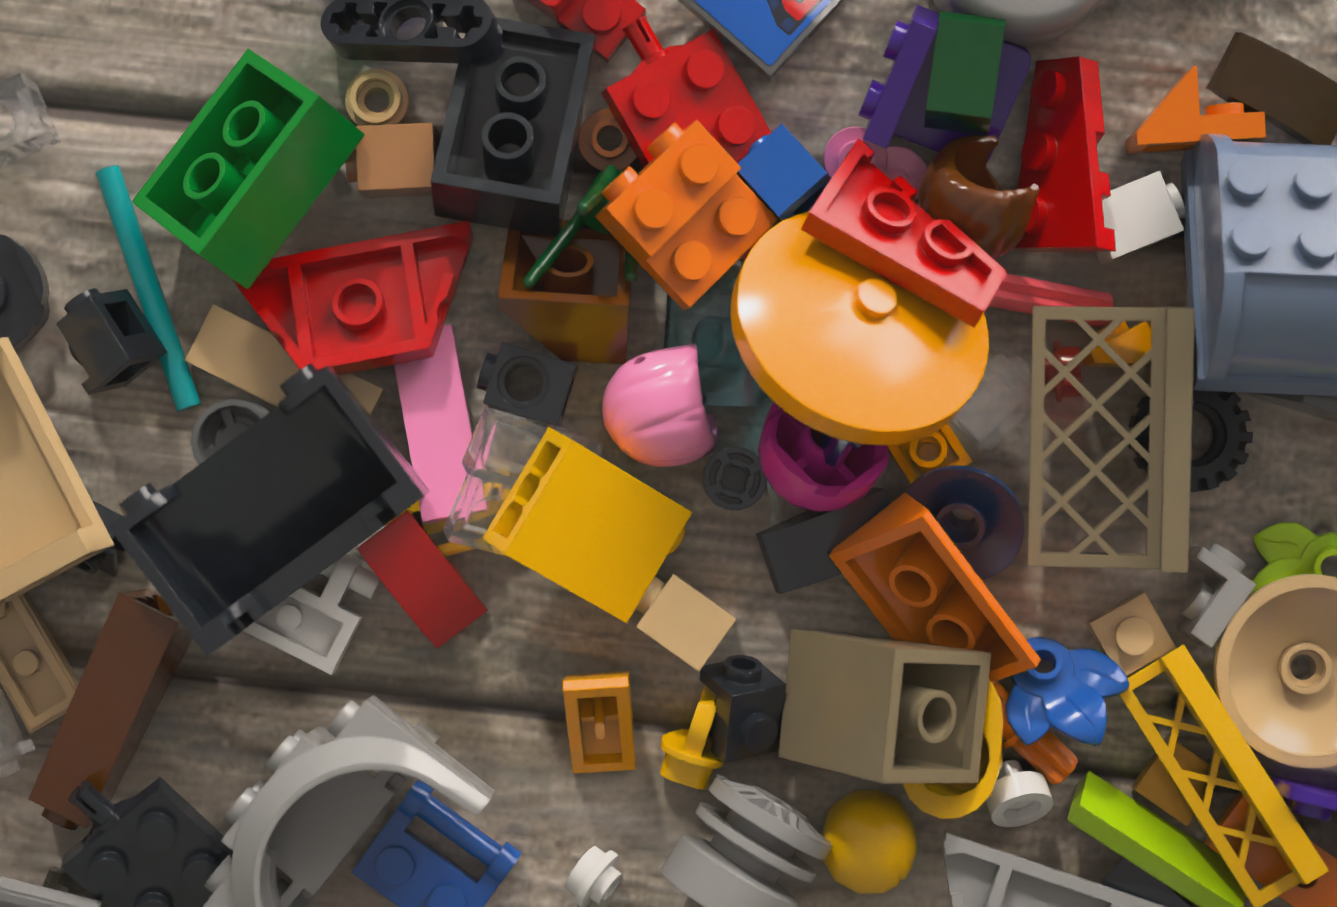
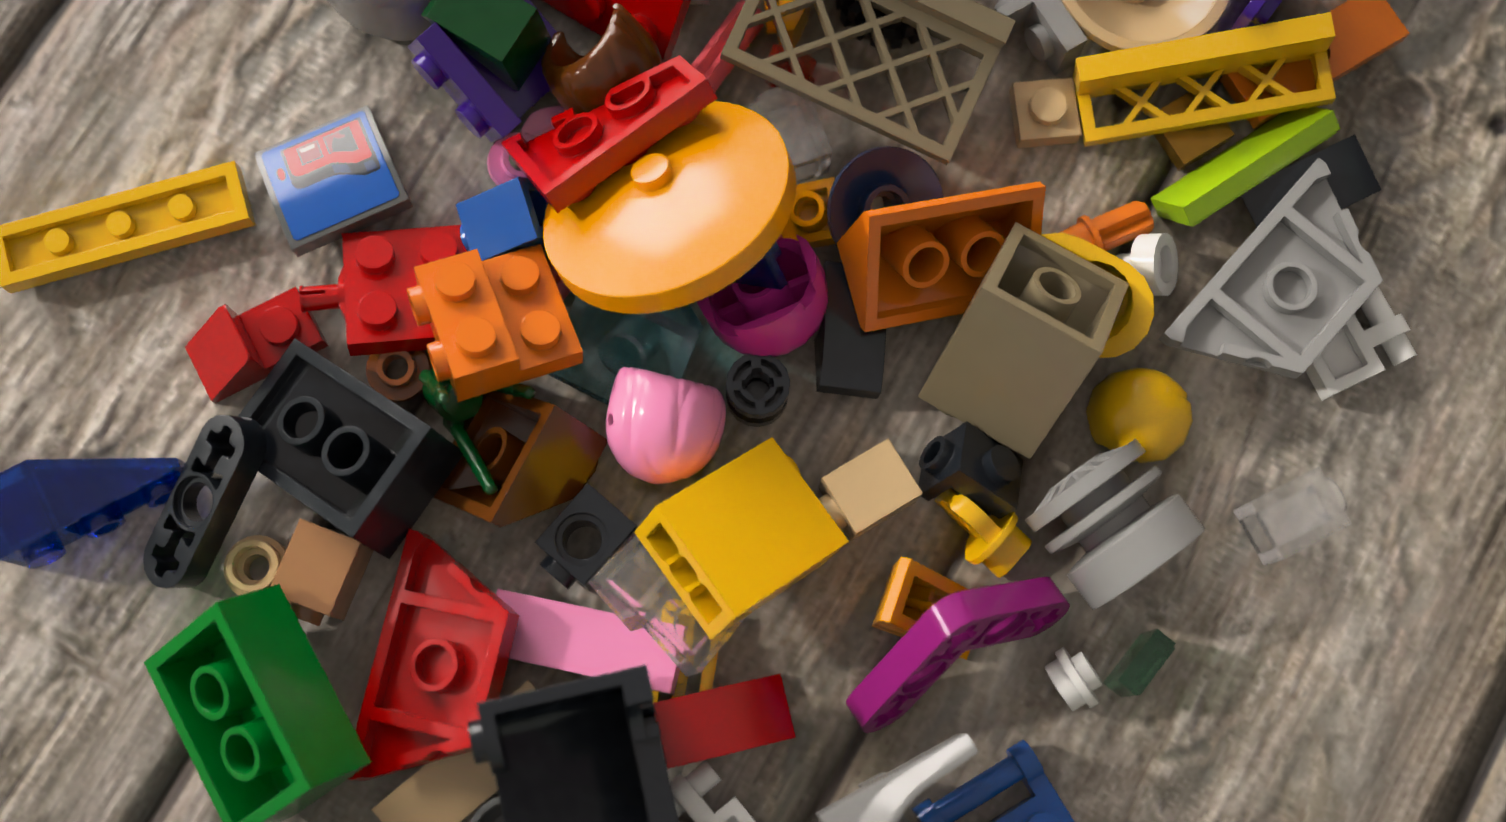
camera: 75 degrees left, 10 degrees down
(582, 750) = (943, 634): none -> magenta beam
(1066, 697) = (1079, 182): blue plate -> none

